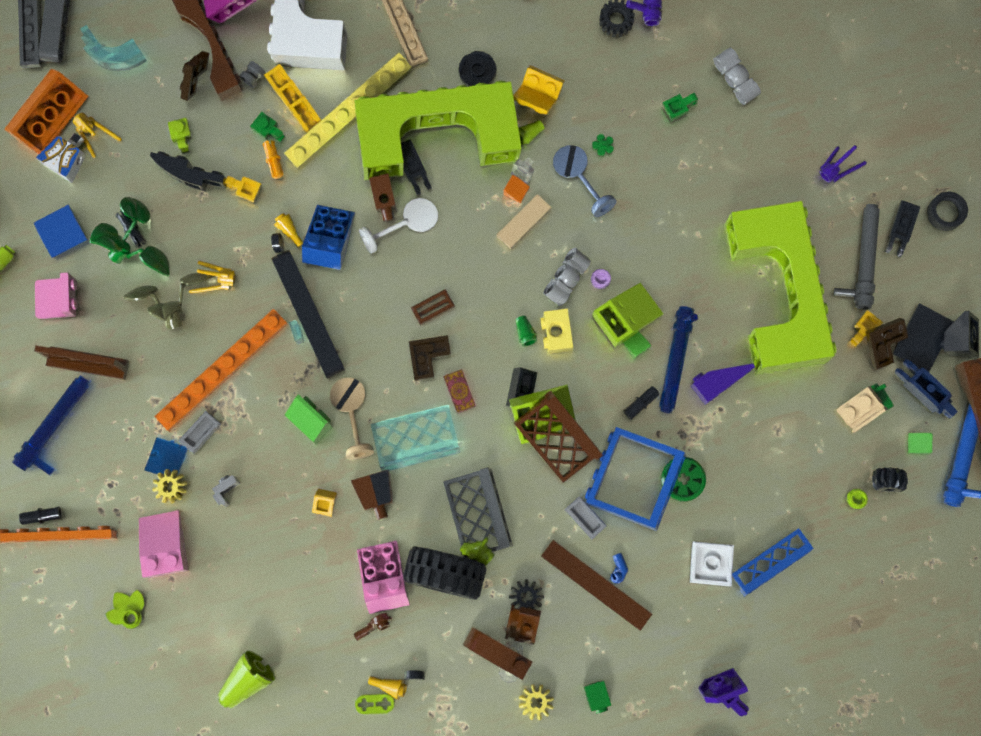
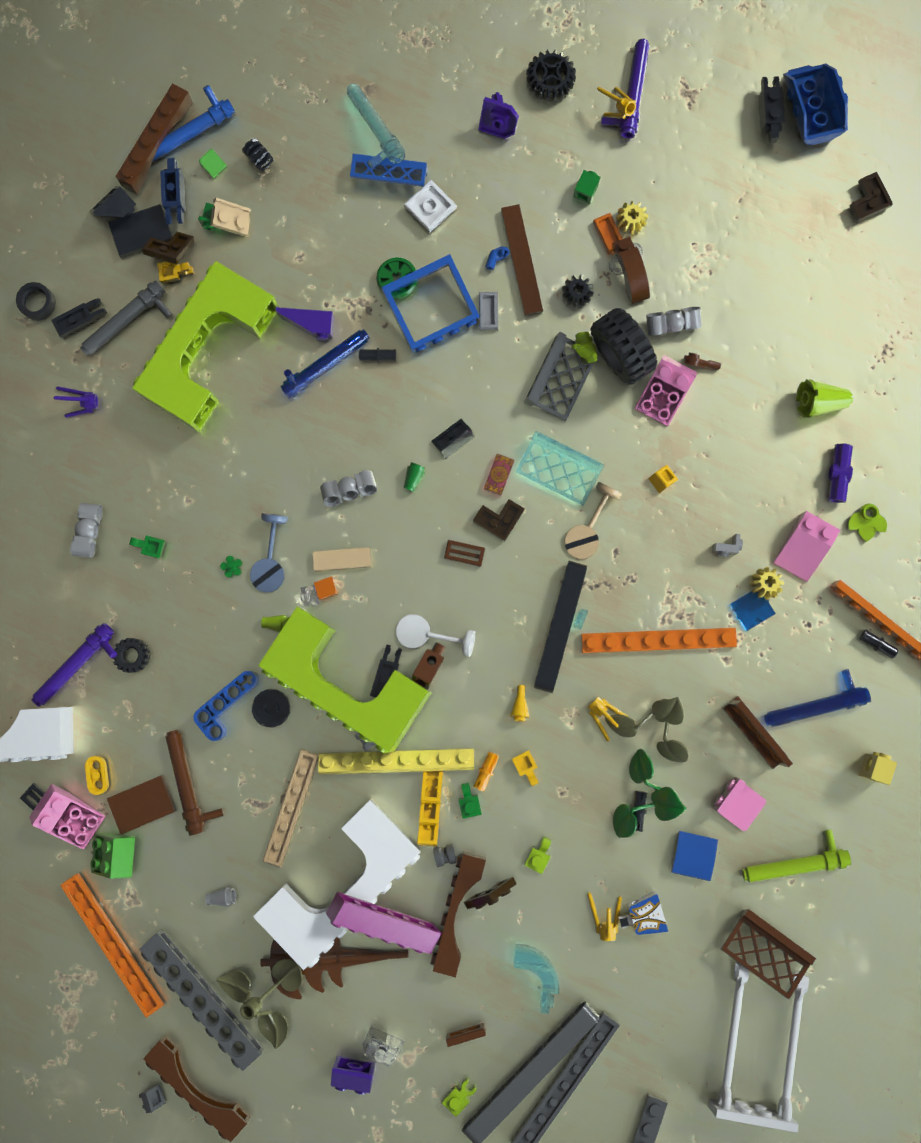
camera: 135 degrees left, 5 degrees up
(46, 111) = (630, 966): orange slope -> none
(181, 170) = (563, 824): black slope -> none
(181, 630) = (840, 473): none -> dark purple piece
(200, 432) = (712, 606): light grey tile -> none
(277, 242) = (537, 701): black tile -> none
(307, 419) = (626, 544): bright green slope -> none
(327, 237) = (495, 673): blue slope -> none
(374, 709) = (746, 306): lime beam -> none
(375, 492) = (622, 452): reddish brown torso -> none
(393, 687) = (722, 310): yellow cone -> none
(414, 675) = (700, 302): black tile -> none
(424, 640) = (674, 320): none -> light grey piece
(514, 47) = (228, 702): none -> blue beam
(523, 404) = (456, 404): lime slope -> none
(523, 624) = (597, 272): reddish brown plate -> none
(539, 90) = (241, 647): yellow bracket -> none
(546, 673) = (607, 231): none -> orange tile
(560, 320) = (392, 444): light yellow brick -> none
(571, 426) = (443, 376): reddish brown fence -> none
(600, 279) = (325, 468): lavender tile -> none
(627, 314) = (330, 423): lime slope -> none
(637, 345) = (343, 397): bright green slope -> none
(791, 581) = (388, 142): none -> clear light blue cylinder
(857, 499) = (291, 164): lime plate -> none

